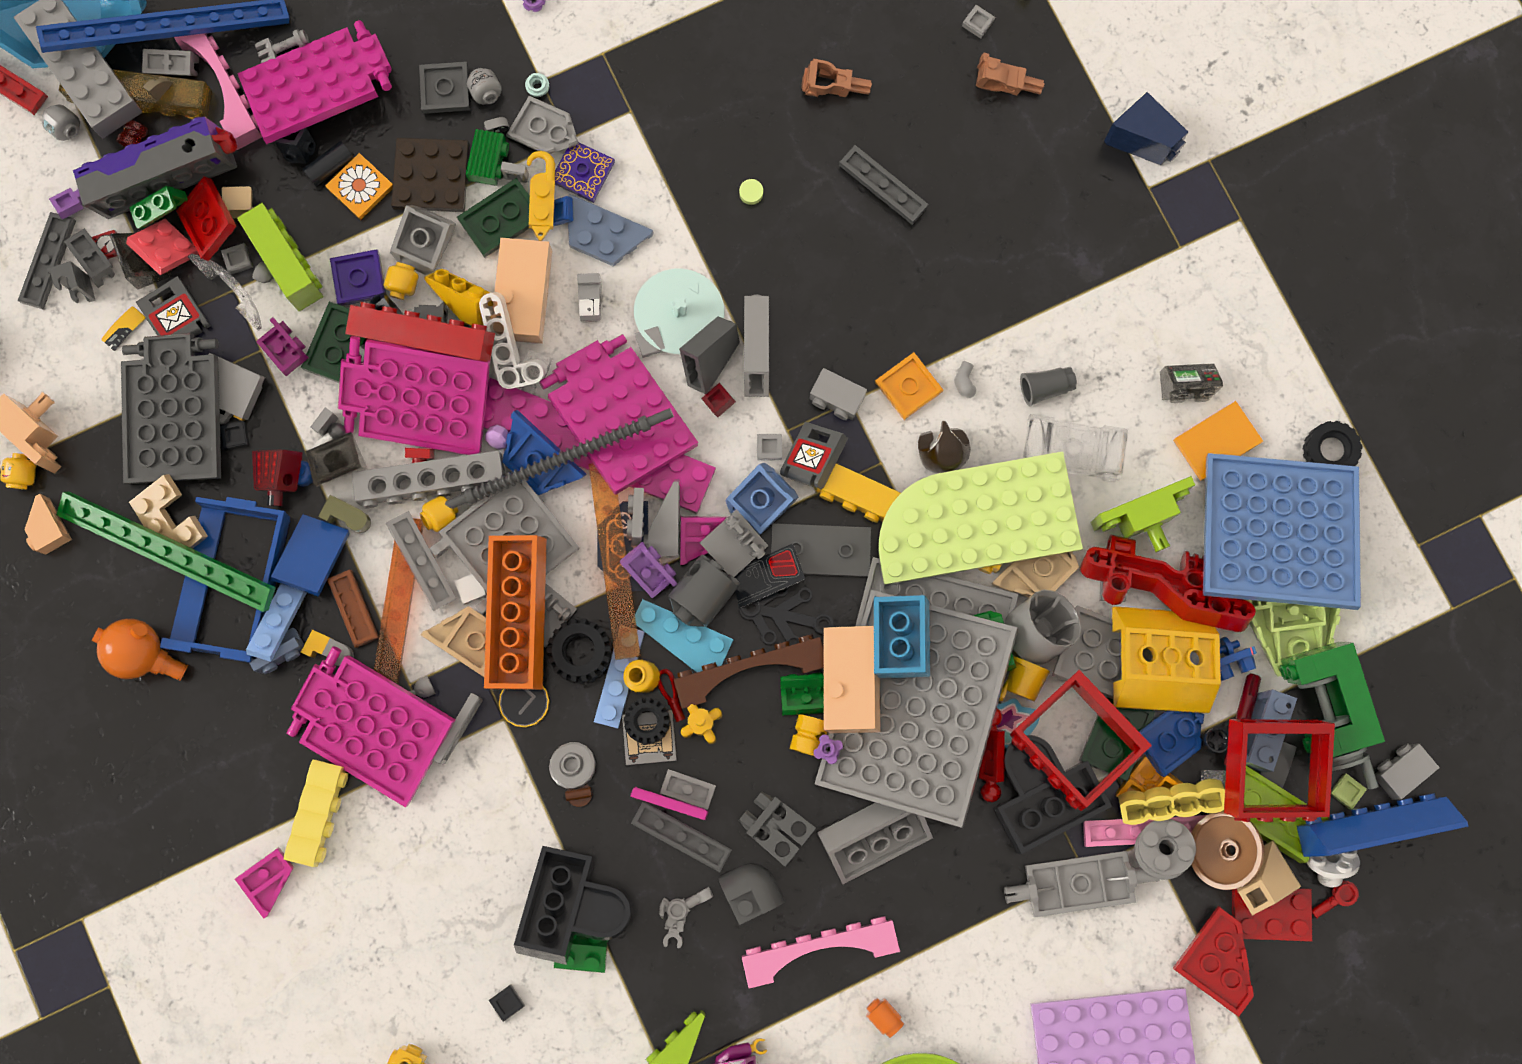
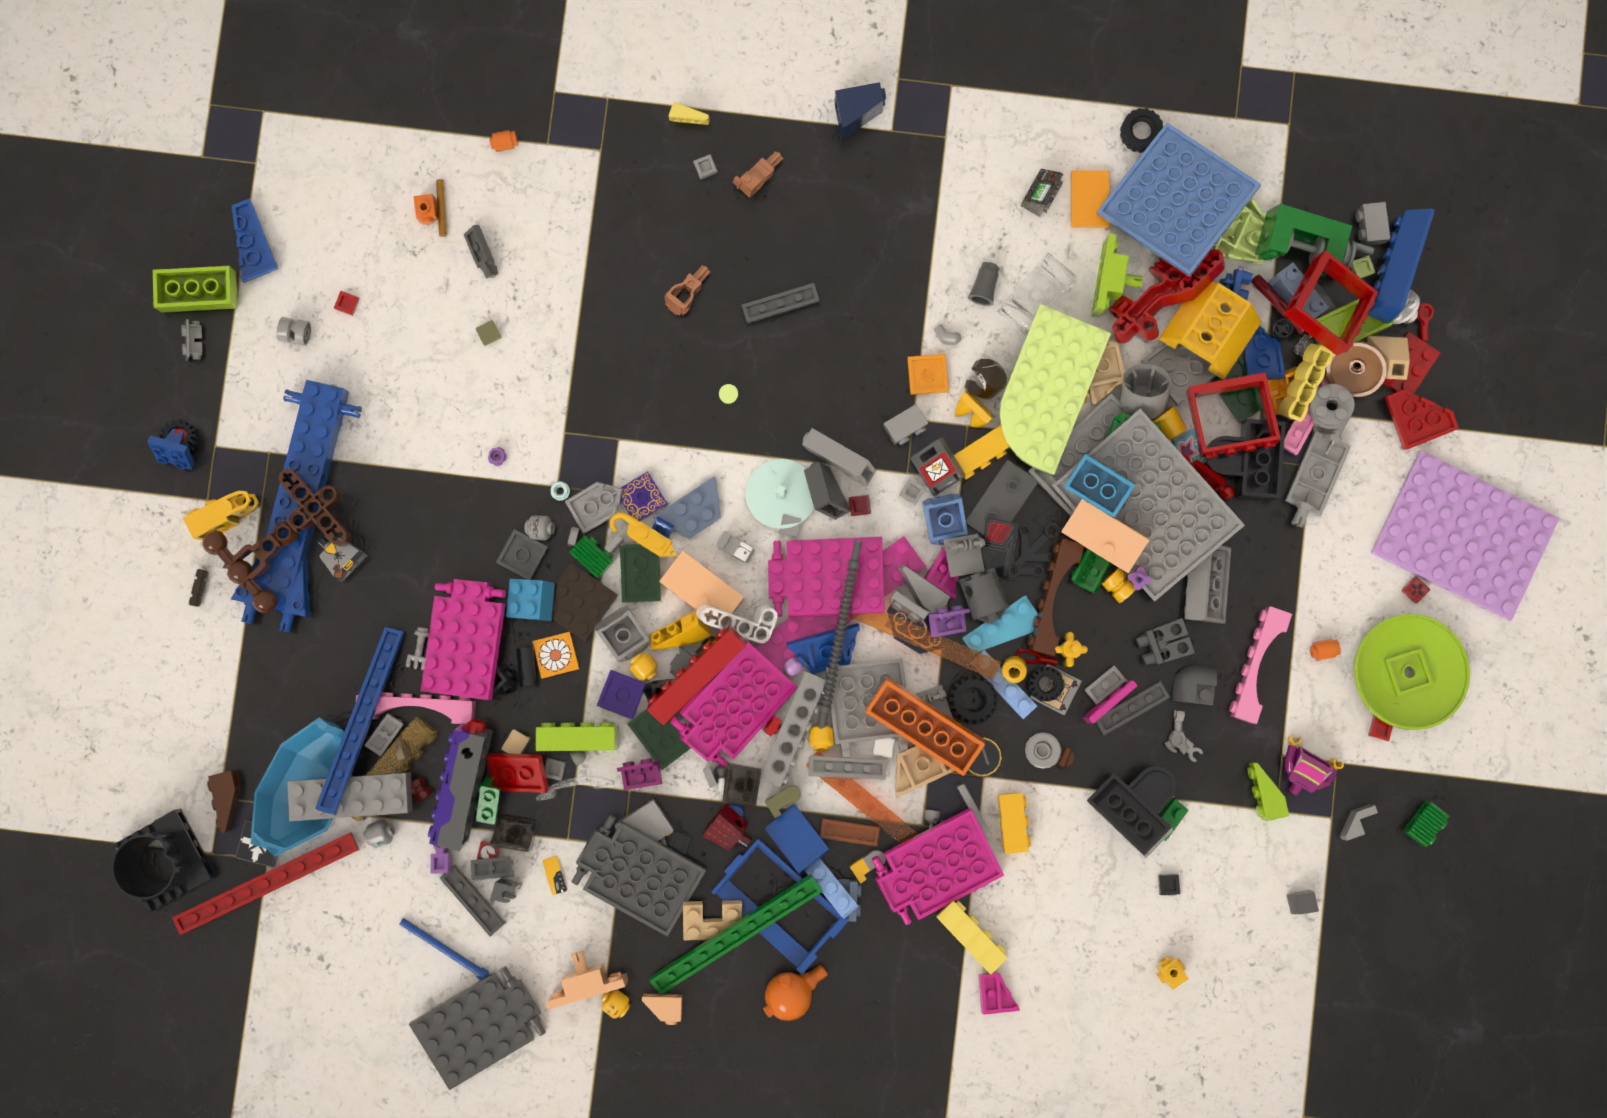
camera: 60 degrees left, 5 degrees up
(161, 246) = (517, 814): coral plate -> none
(174, 315) = (571, 834): container -> none
(399, 121) = (530, 599): none -> dark azure brick
(470, 781) = (1013, 822): none -> yellow brick
(907, 449) = (969, 402): none -> yellow tile

